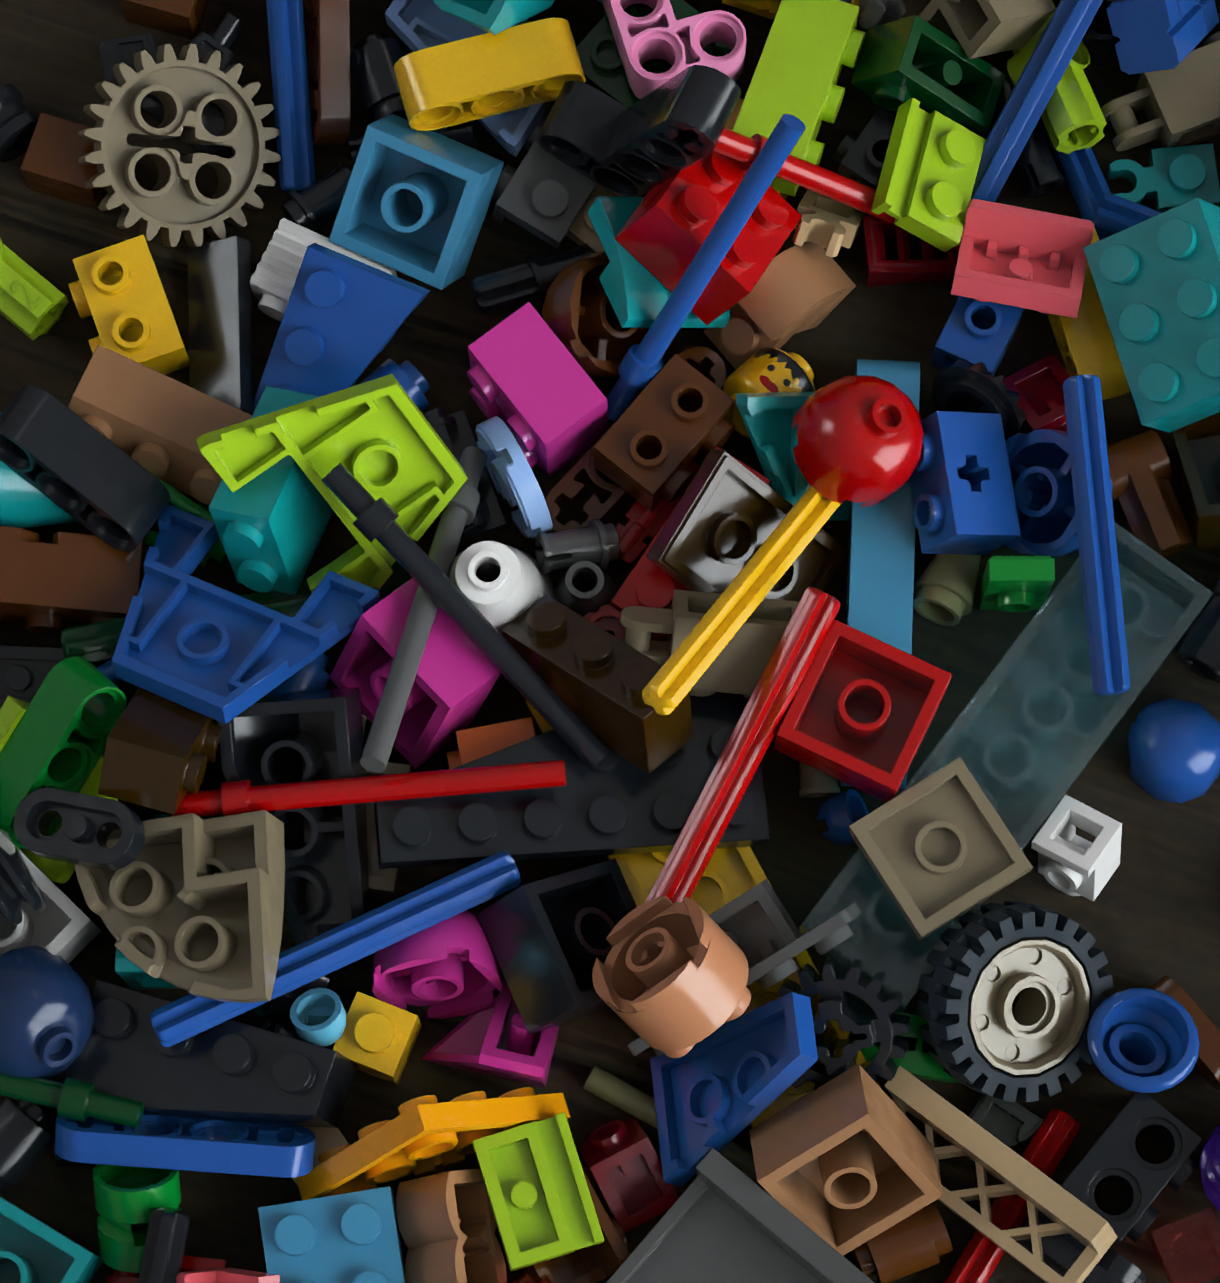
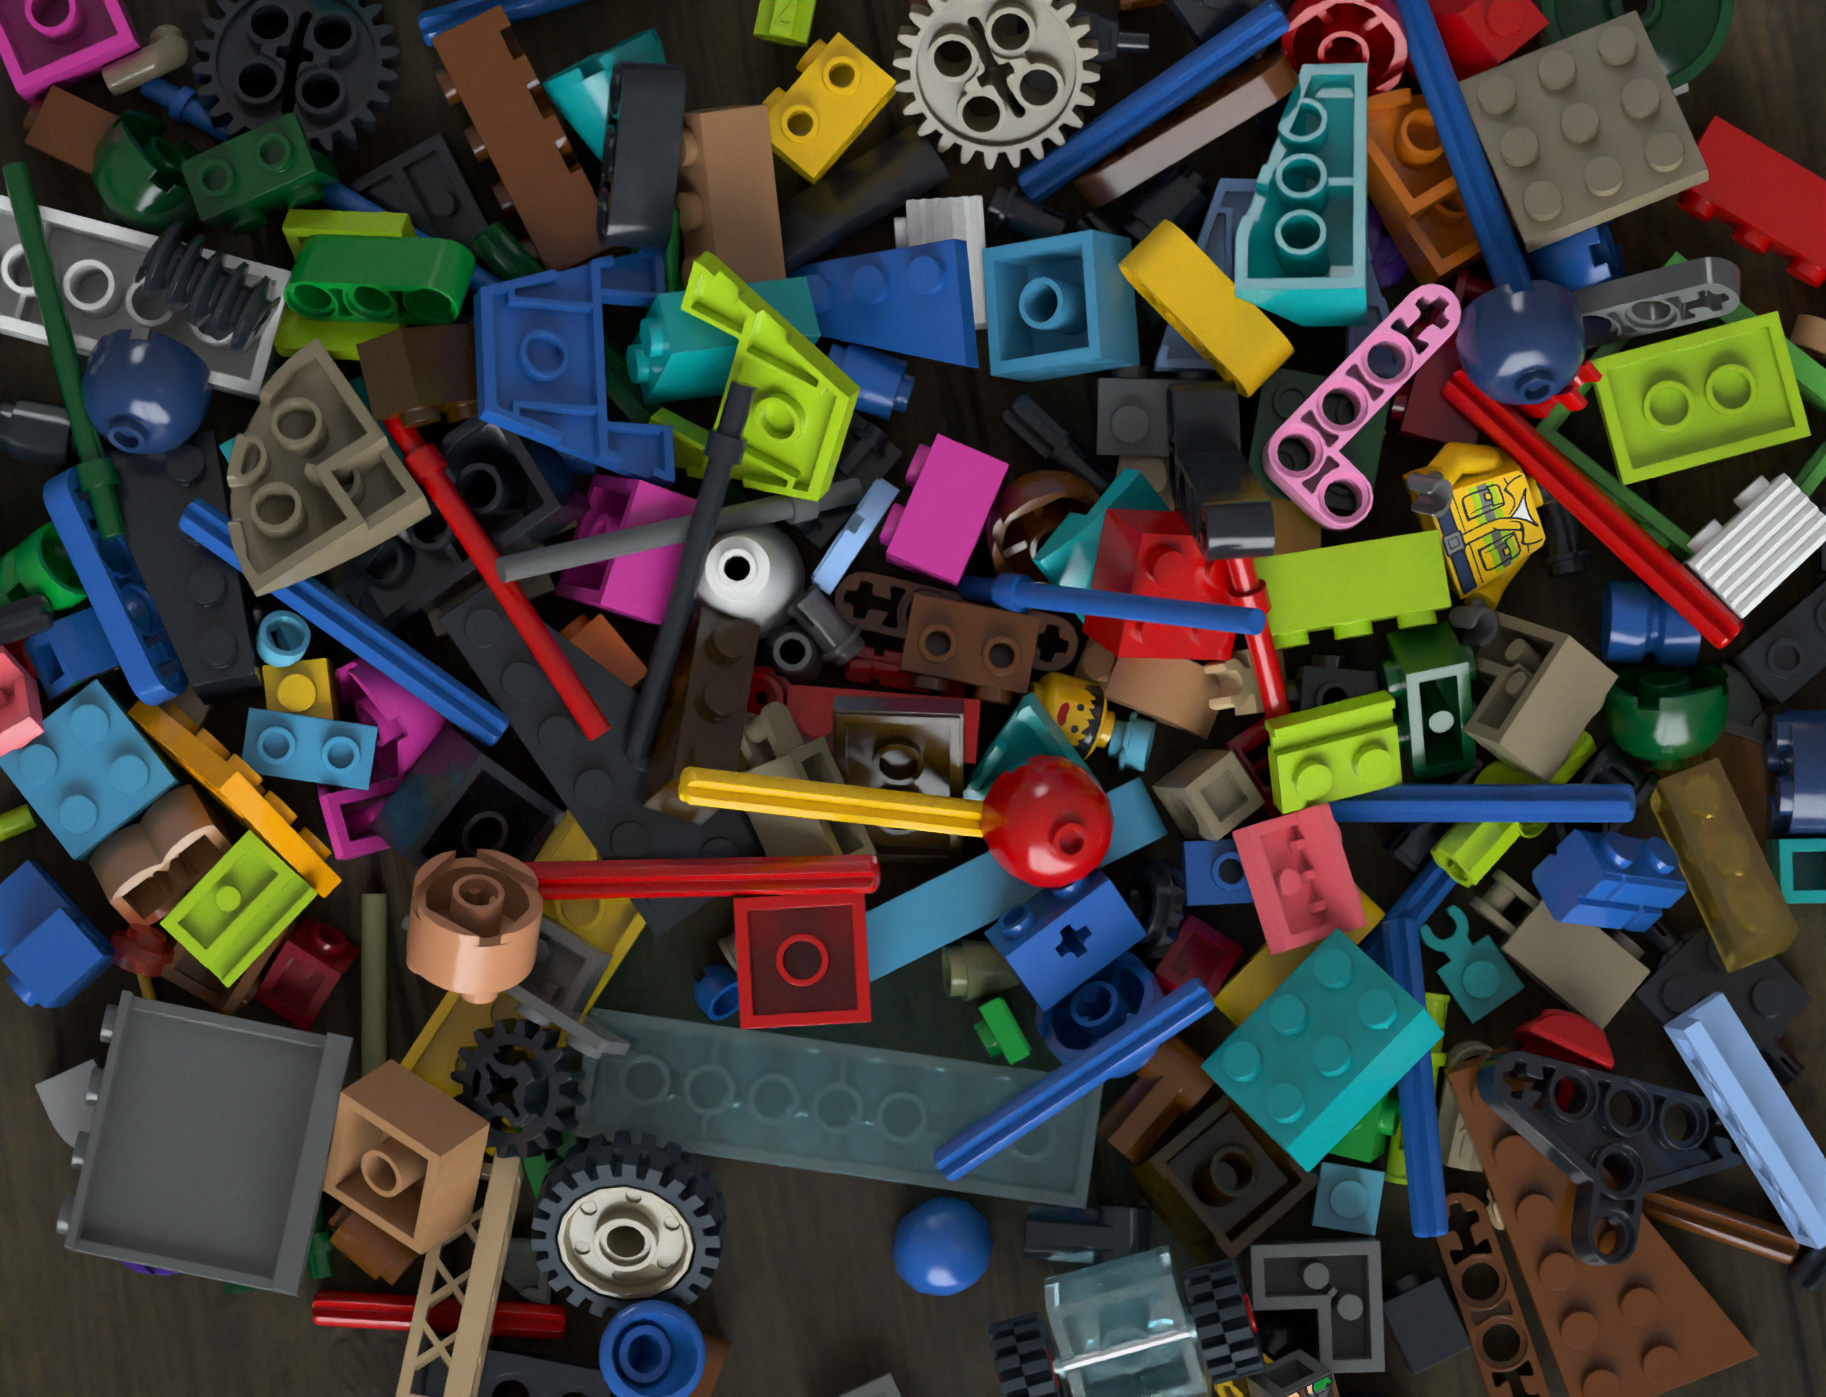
camera: 55 degrees right, 10 degrees up
(83, 831) = (318, 349): black plate -> none
(222, 1219) = (72, 654): none -> blue brick
(429, 1046) = (309, 748): none -> dark azure hinge
(729, 1081) = (418, 1023): blue wing -> none
(823, 351) = (1132, 742): none -> medium azure plate
(905, 306) = (1208, 794): none -> dark tan brick
(940, 848) = (717, 1092): dark tan plate -> none
(1071, 861) = (797, 1209): white brick -> none

